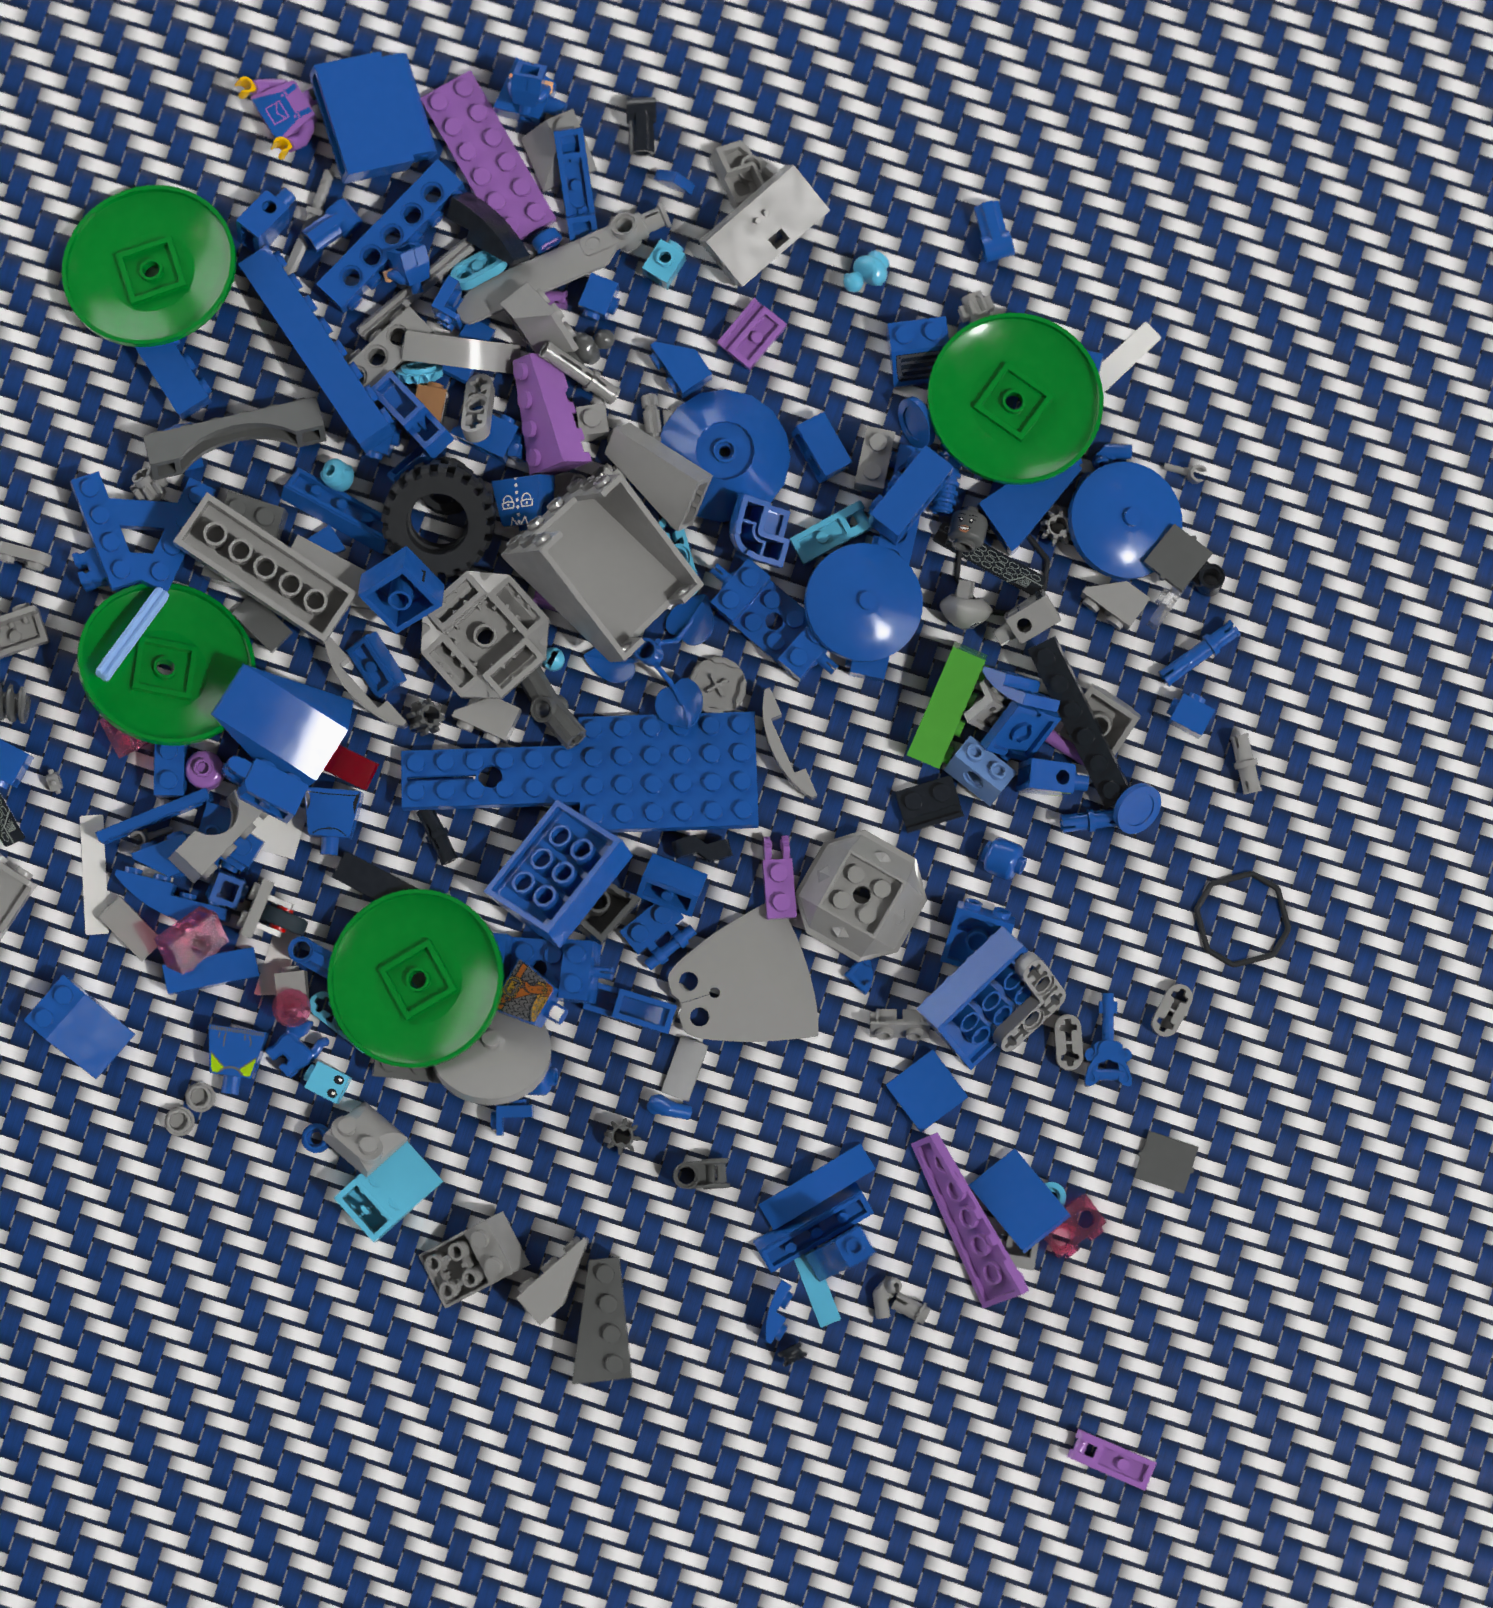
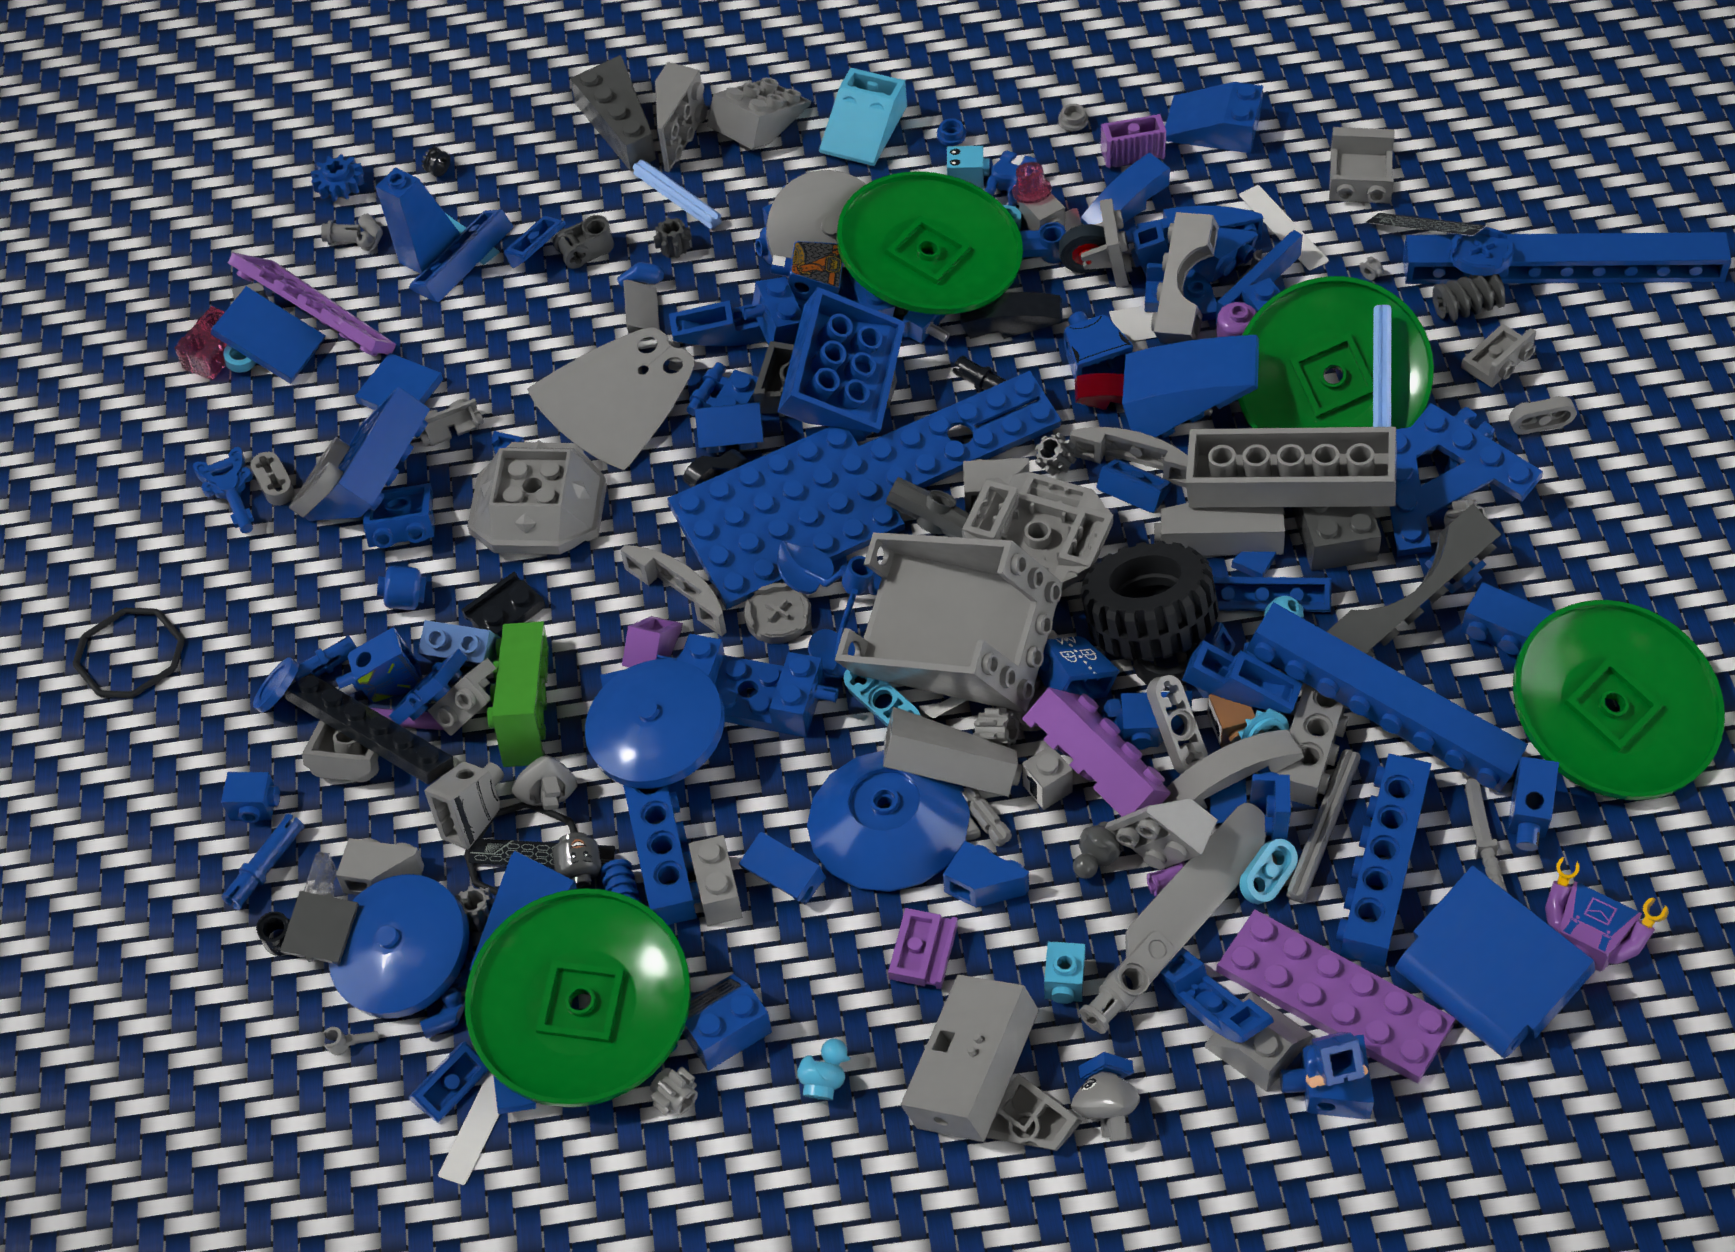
camera: 160 degrees right, 30 degrees down
(129, 928) = (1219, 194): light grey slope -> none
(169, 1026) = (1132, 139): none -> medium lavender brick
(176, 941) = (1154, 185): clear pink brick -> none
(179, 1121) = (1080, 94): light grey plate -> none
(235, 1054) = (1064, 152): blue torso -> none
(266, 786) = (1167, 318): blue hinge -> none
(338, 221) = (1455, 844): blue piece -> none
(364, 1138) = (905, 137): light grey slope -> none
(401, 589) = (1144, 512): blue brick -> none
(409, 265) = (1343, 825): blue piece -> none
(487, 228) = (1282, 905): black slope -> none
(546, 240) = (1212, 935): blue tile -> none
(589, 379) = (1076, 813): light grey pin -> none
(593, 1196) = (677, 194): none -> light blue axle
(599, 298) = (1115, 902): blue brick -> none
(641, 120) = (1185, 1118): black piece -> none
(688, 151) = (1107, 1099): none -> light grey piece
(744, 1194) = (532, 240): none -> blue slope
(759, 530) = (805, 744): blue brick -> none
(775, 1321) = (464, 186): blue slope -> none
(778, 881) = (626, 479): medium lavender hinge -> none
(817, 1186) = (462, 280): blue slope -> none
(828, 701) = (650, 638): none -> medium lavender slope
(830, 533) = (728, 795): medium azure plate -> none
(886, 1369) = (337, 177): none -> blue gear
(909, 494) = (650, 831): blue brick -> none
(916, 422) = (687, 936): blue piece -> none
(994, 239) = (688, 1182): blue piece -> none
(1020, 688) = (443, 712): blue slope -> none
(1113, 1460) = (108, 207): medium lavender plate -> none
(1130, 404) = (449, 1082): none -> blue slope
(1165, 1007) = (168, 544): light grey beam -> none
(1166, 1162) = (137, 432): dark grey piece -> none
(1245, 763) = (172, 781): light grey pin -> none

